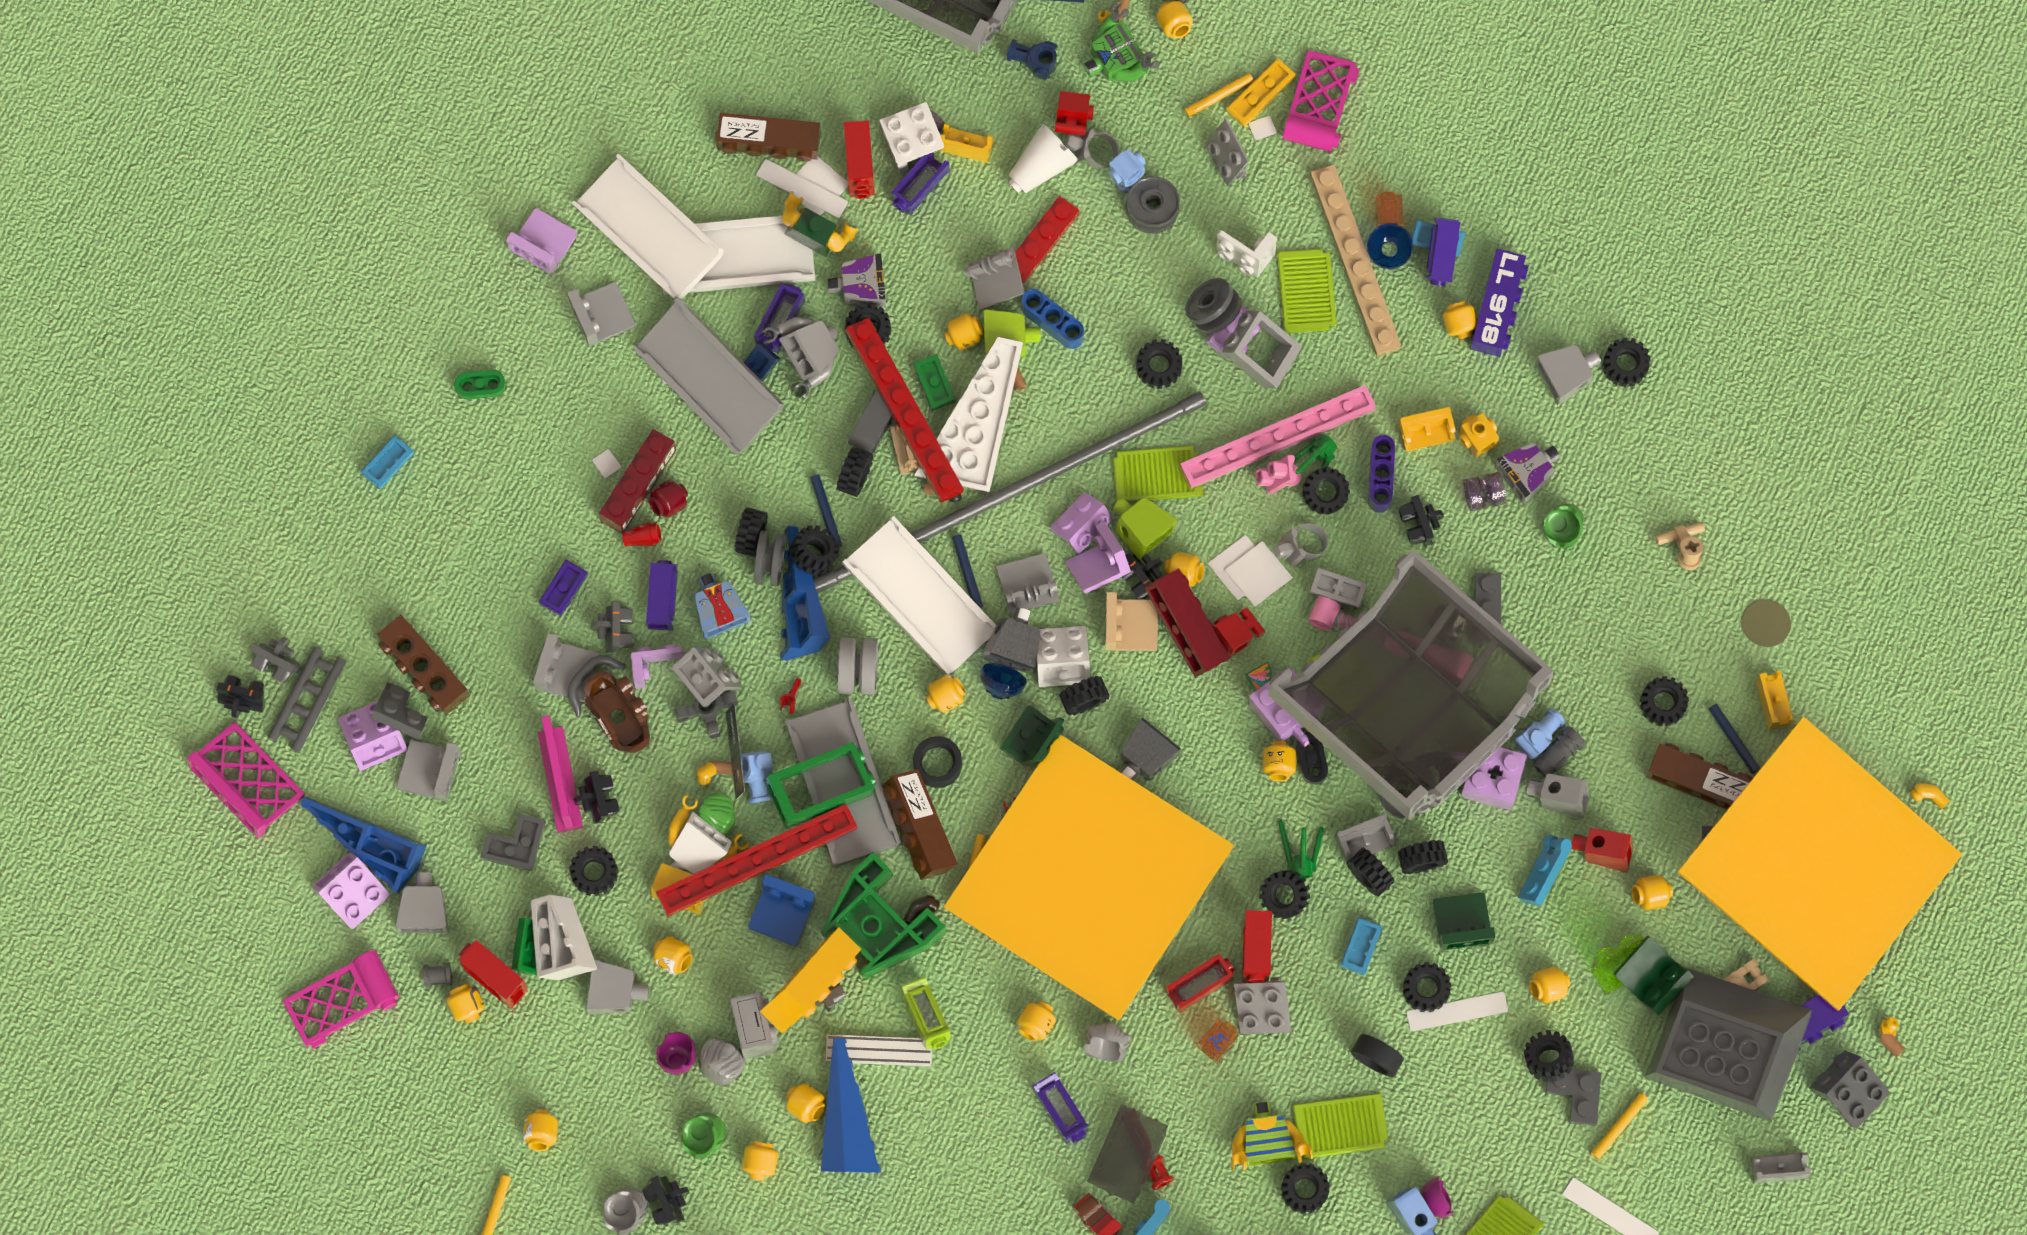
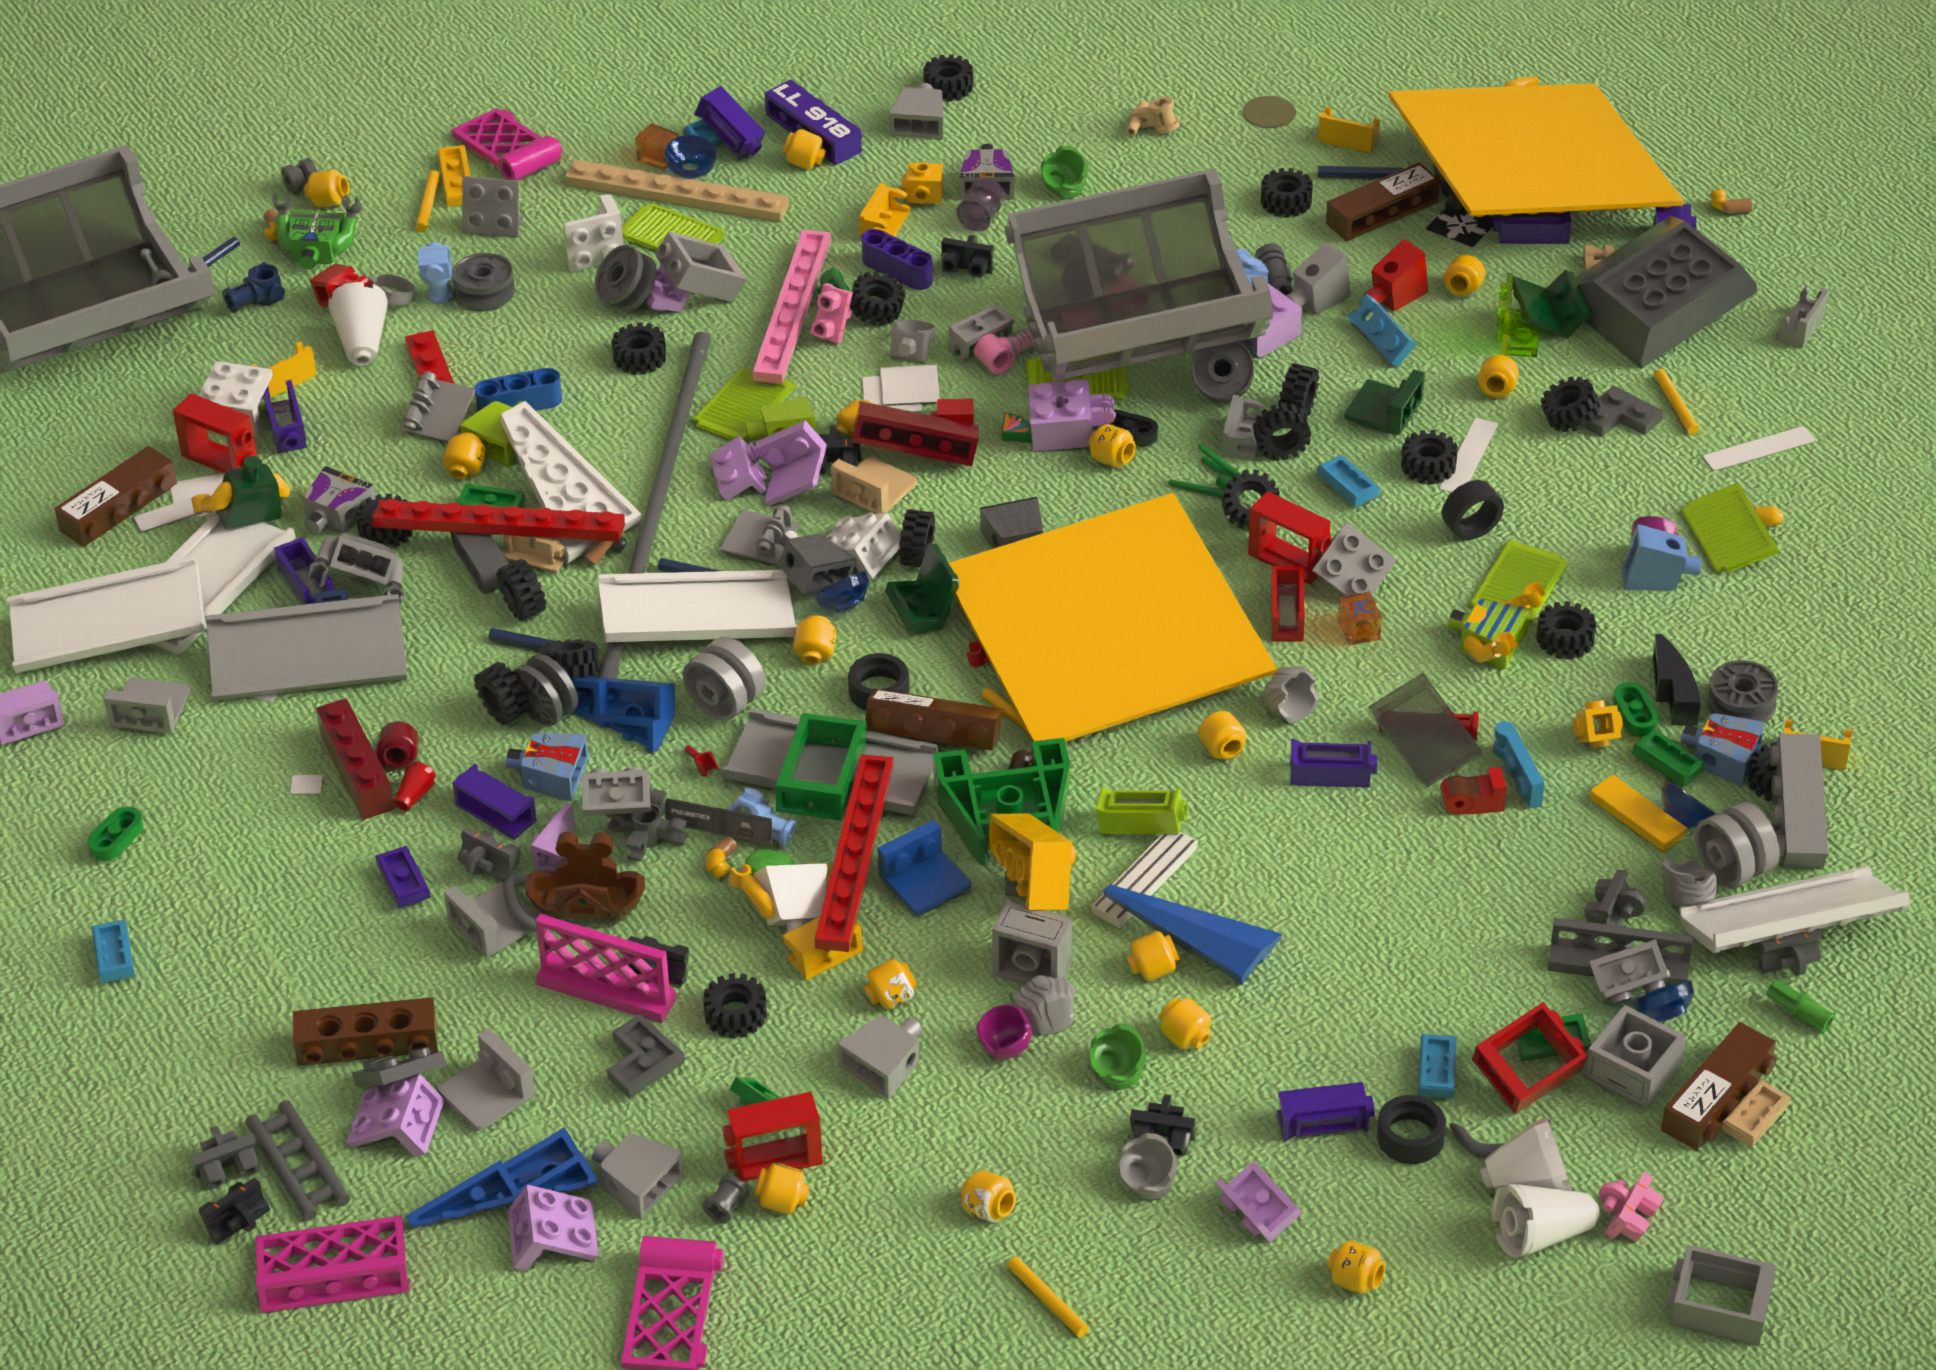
camera: 55 degrees left, 30 degrees down
(559, 939) = (790, 1060): white wedge -> none
(1851, 1088) = (1750, 237): dark grey bracket -> none

